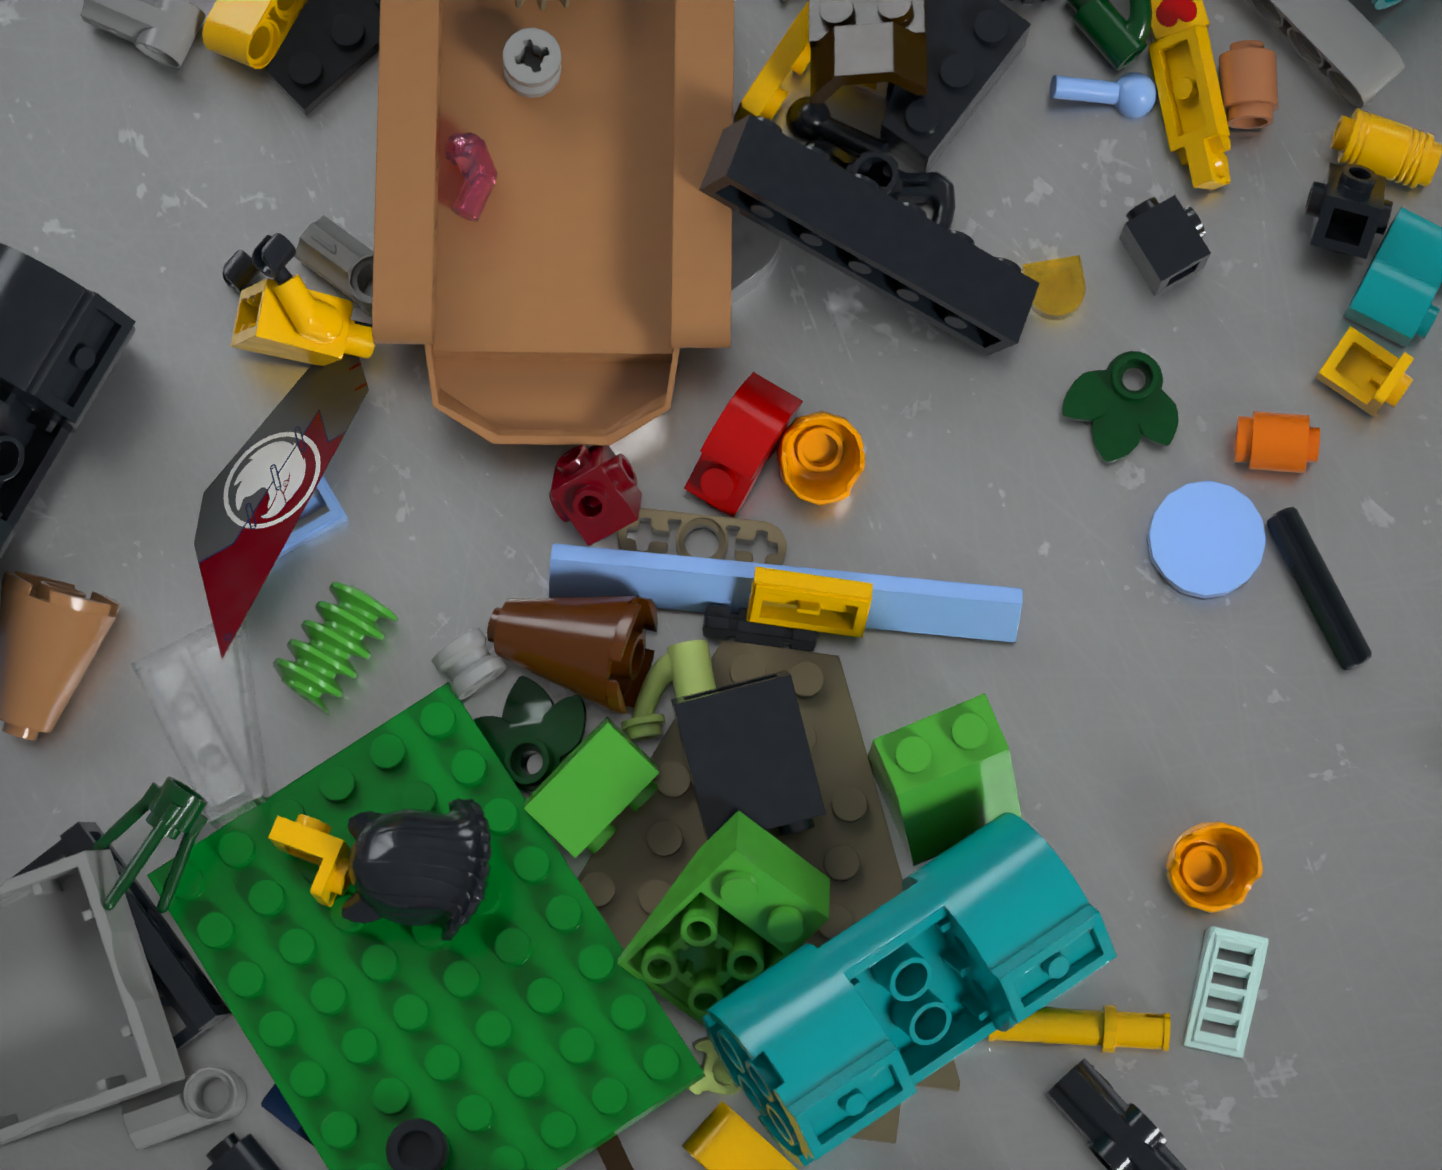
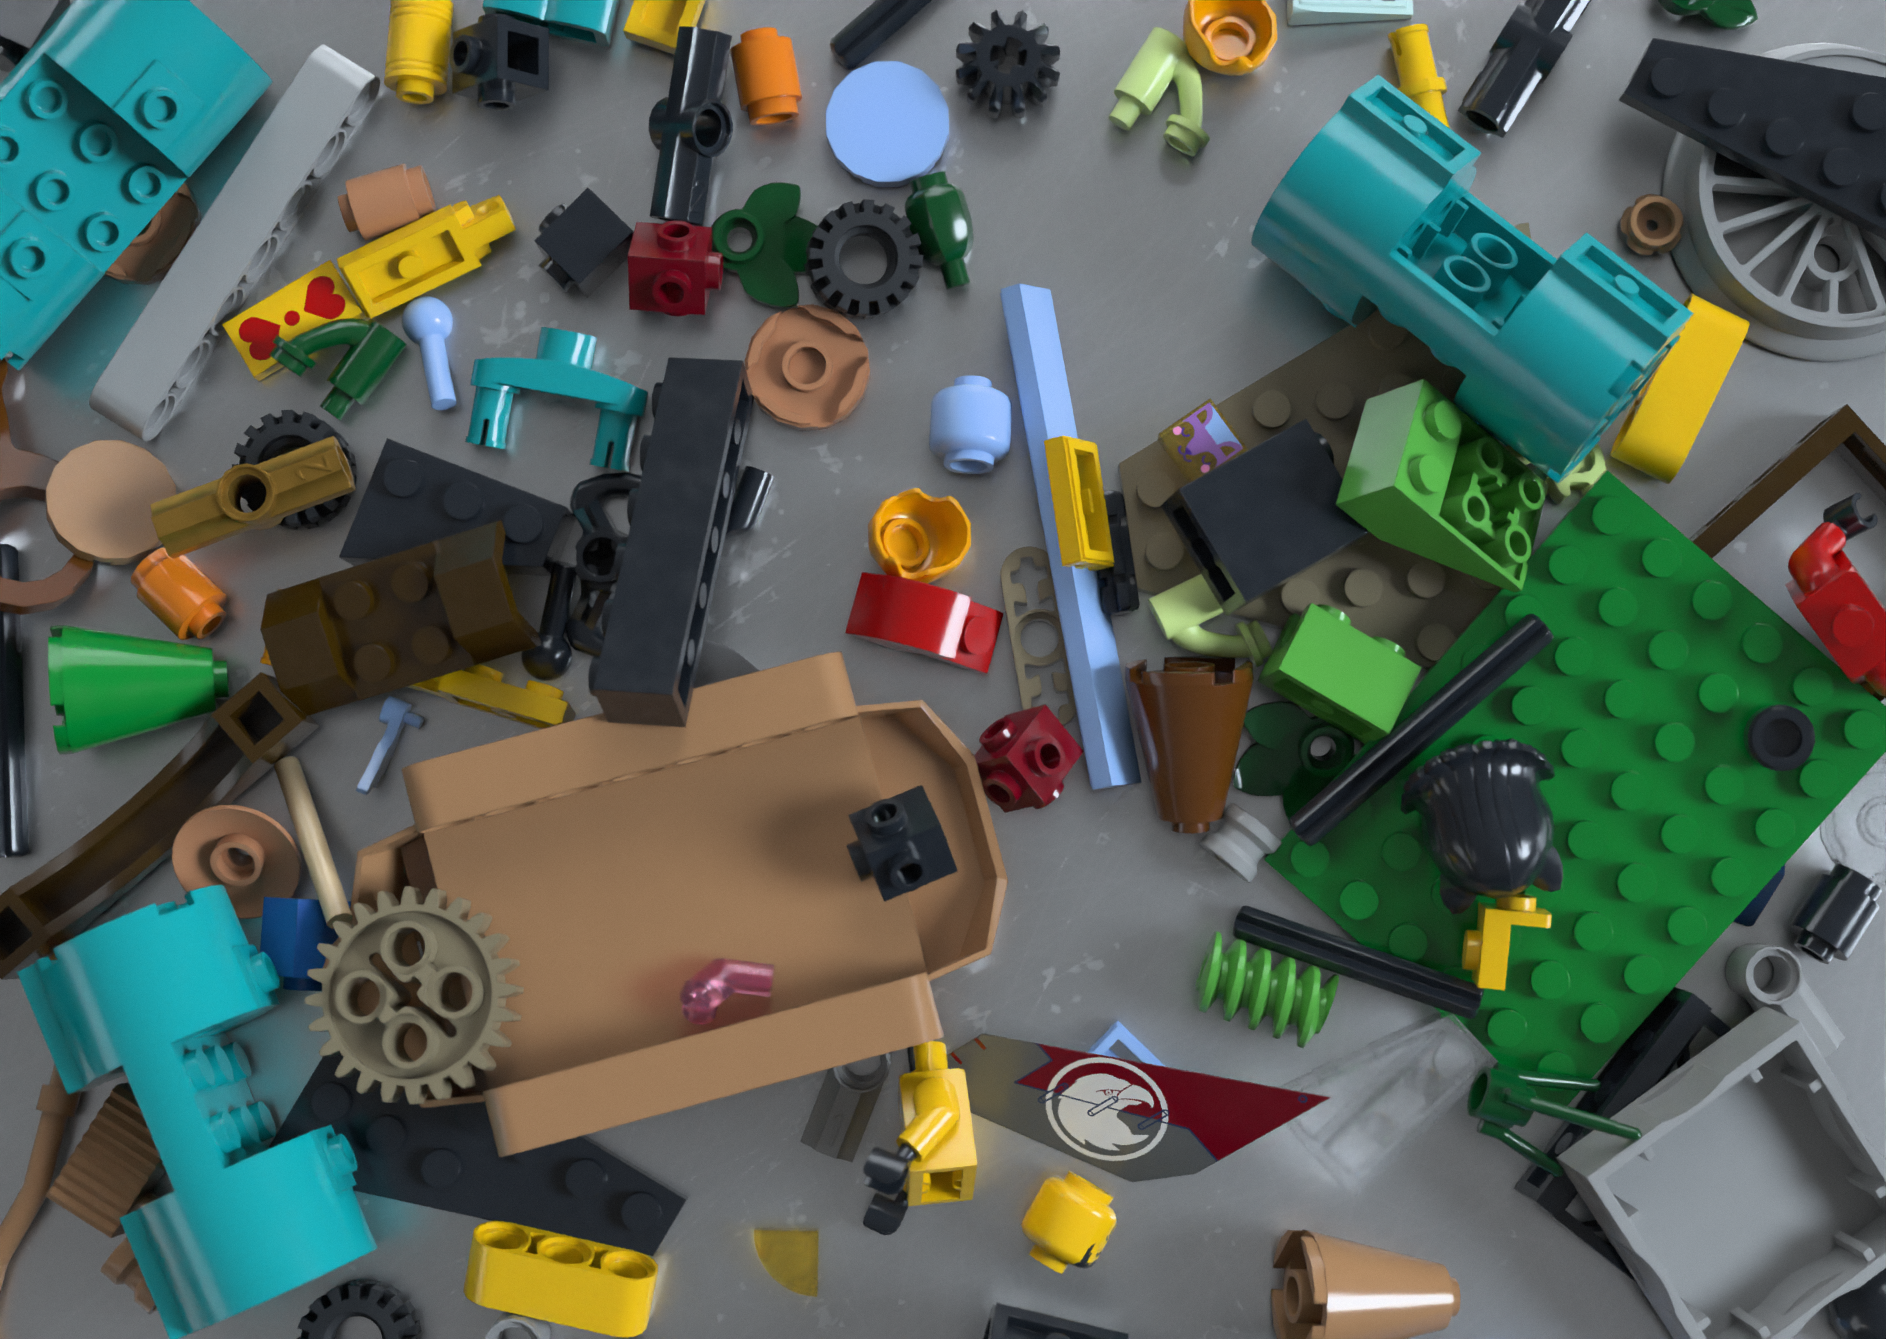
camera: 100 degrees left, 5 degrees up
(185, 422) = (1069, 1222): none -> yellow head
(228, 184) = (791, 1257): none -> clear yellow tile
(334, 732) = (1358, 962): none -> black axle
(520, 839) = (1421, 729): none -> black axle
(532, 76) = (598, 959): light grey wheel -> none
(548, 349) = (900, 844): none -> black brick
(834, 727) = (1201, 441): none -> tile
(893, 322) = (748, 501): none -> black arm
(908, 532) = (970, 425): none -> light blue head
(945, 777) = (1217, 316): bright green slope -> none
(1002, 409) = (807, 367): none -> nougat tile
(1053, 194) = (564, 370): none -> teal connector
(1060, 286) = (655, 341): clear yellow tile -> none
(1075, 444) = (893, 235): none -> black tyre
(1098, 559) = (943, 225): none -> dark green plant
(1120, 309) = (672, 268): none -> dark red brick
(1184, 780) = (1147, 78): none -> yellowish green plant
(1245, 360) = (690, 125): none -> black piece
(1251, 656) = (990, 50): none -> black gear

